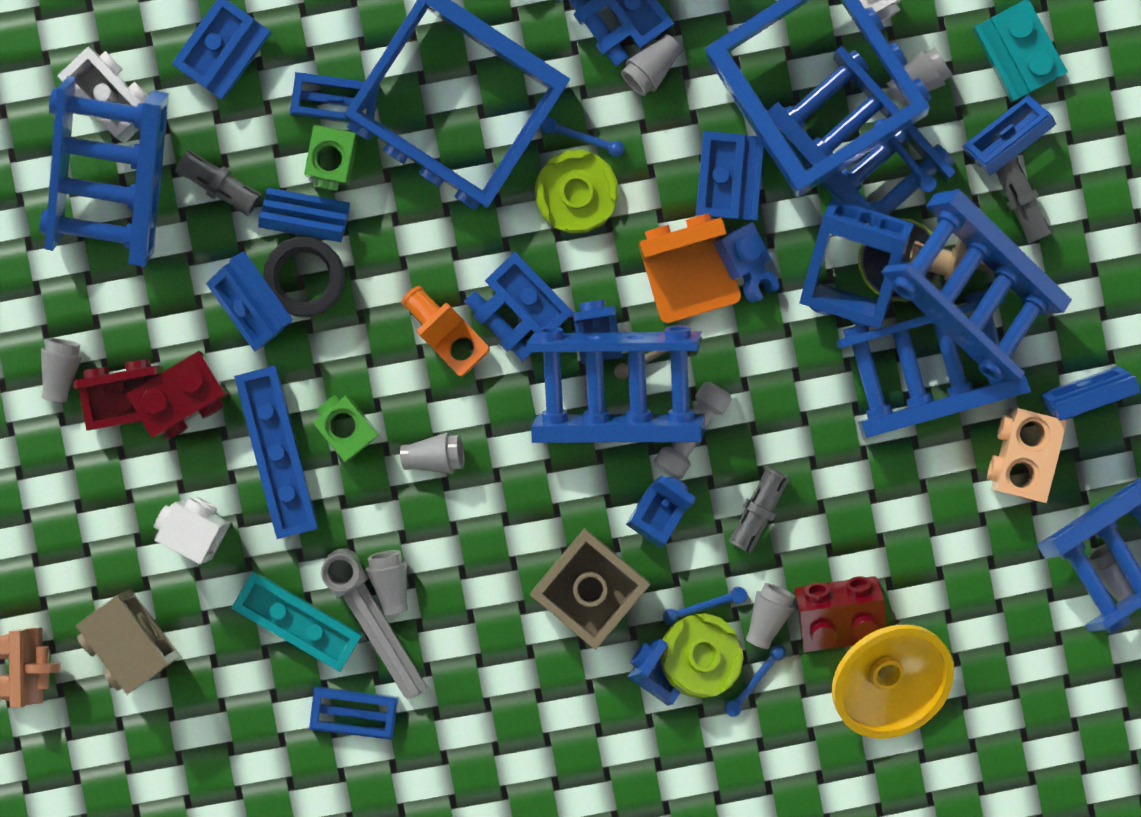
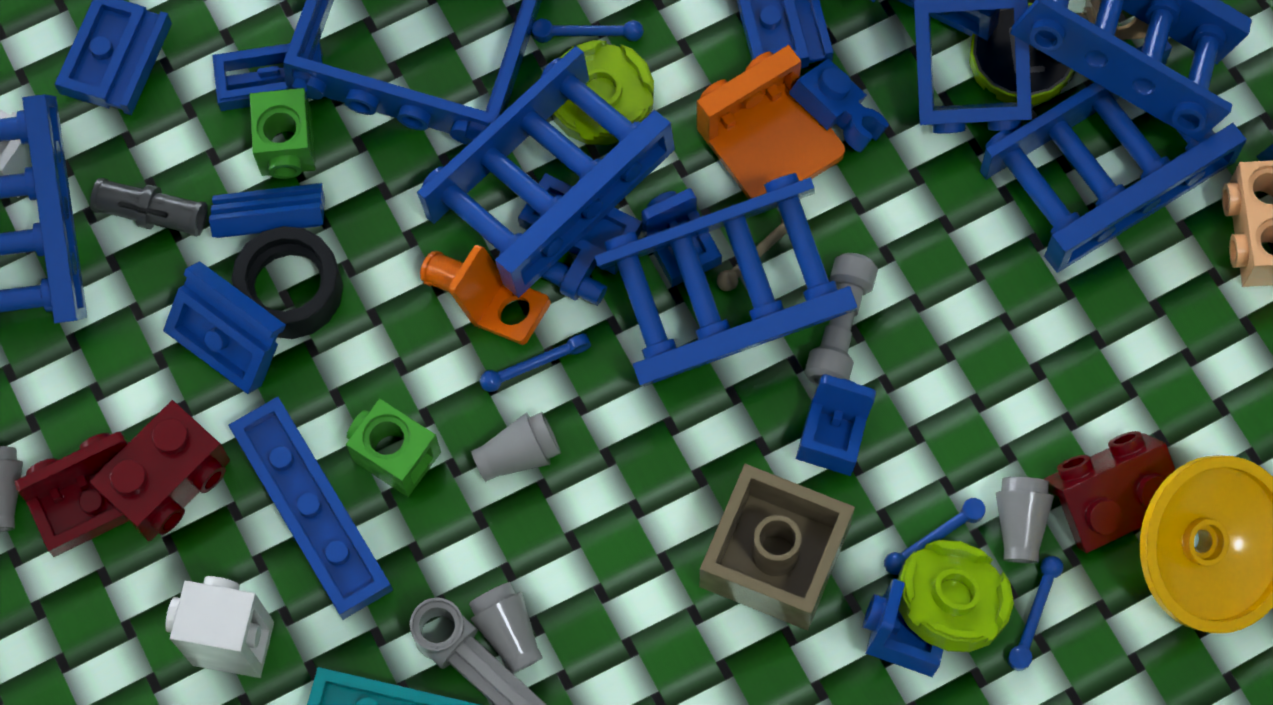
camera: 10 degrees left, 20 degrees down
(431, 394) = (492, 380): none -> blue hinge
(550, 277) = (562, 218): none -> blue fence
(759, 509) = (961, 391): dark grey pin -> none

